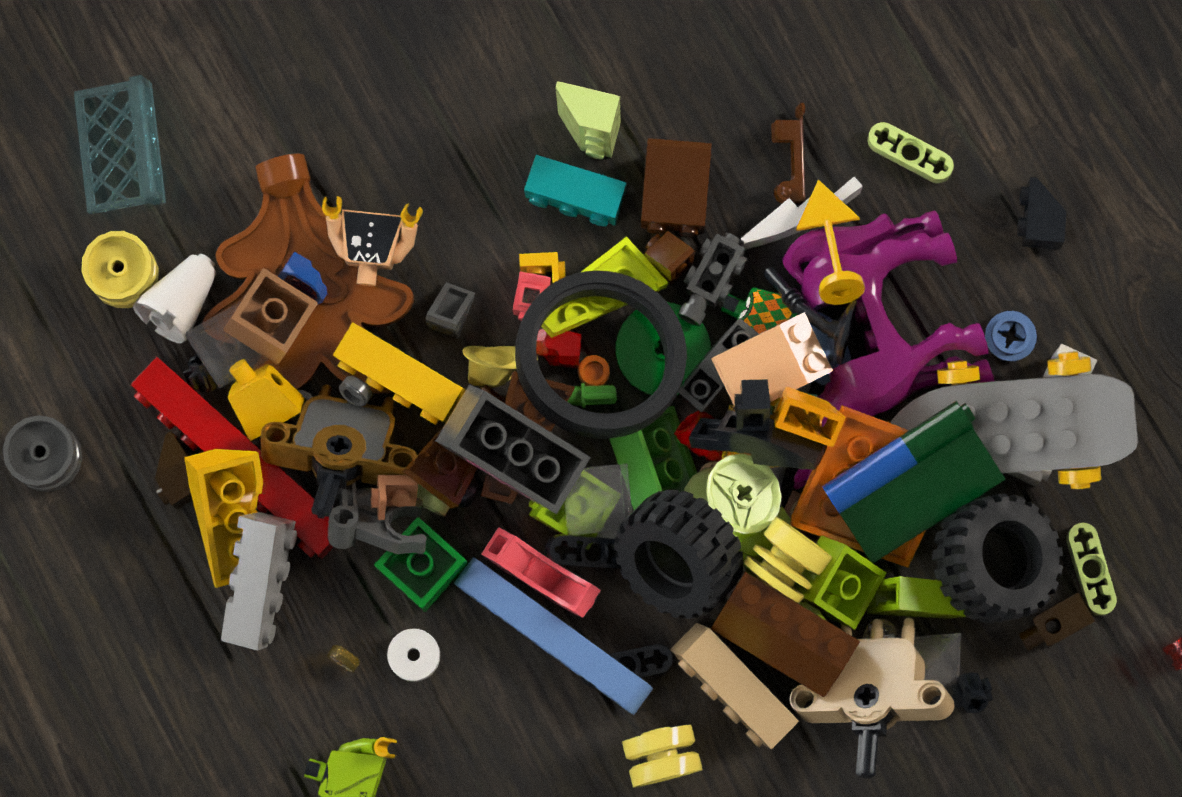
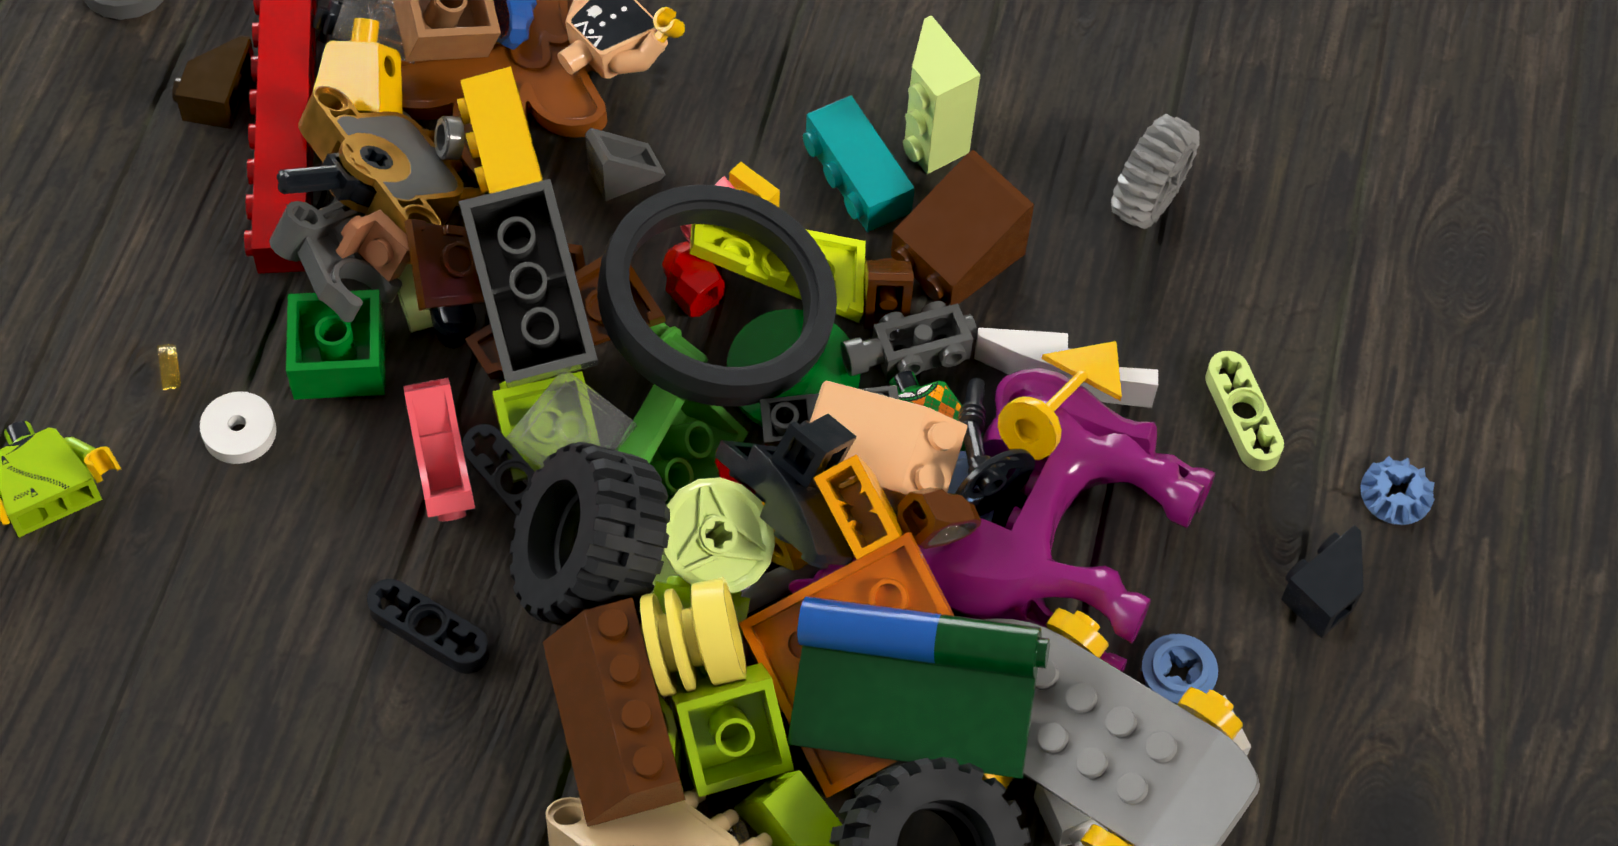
camera: 35 degrees right, 20 degrees down
(222, 489) = (220, 131): yellow wedge -> none
(258, 579) = (170, 213): light grey wedge -> none
(490, 365) = (597, 228): light yellow piece -> none
(553, 635) = (386, 529): medium blue beam -> none
(593, 371) = (704, 332): orange tile -> none
(661, 749) = (357, 730): light yellow wheel -> none
(734, 686) = (508, 737): tan wedge -> none
(742, 51) = (1155, 171): none -> light grey gear
(792, 132) = (1132, 288): reddish brown piece -> none
(843, 383) = (936, 517): none -> reddish brown rock
(1015, 137) = (1397, 508): none -> medium blue gear

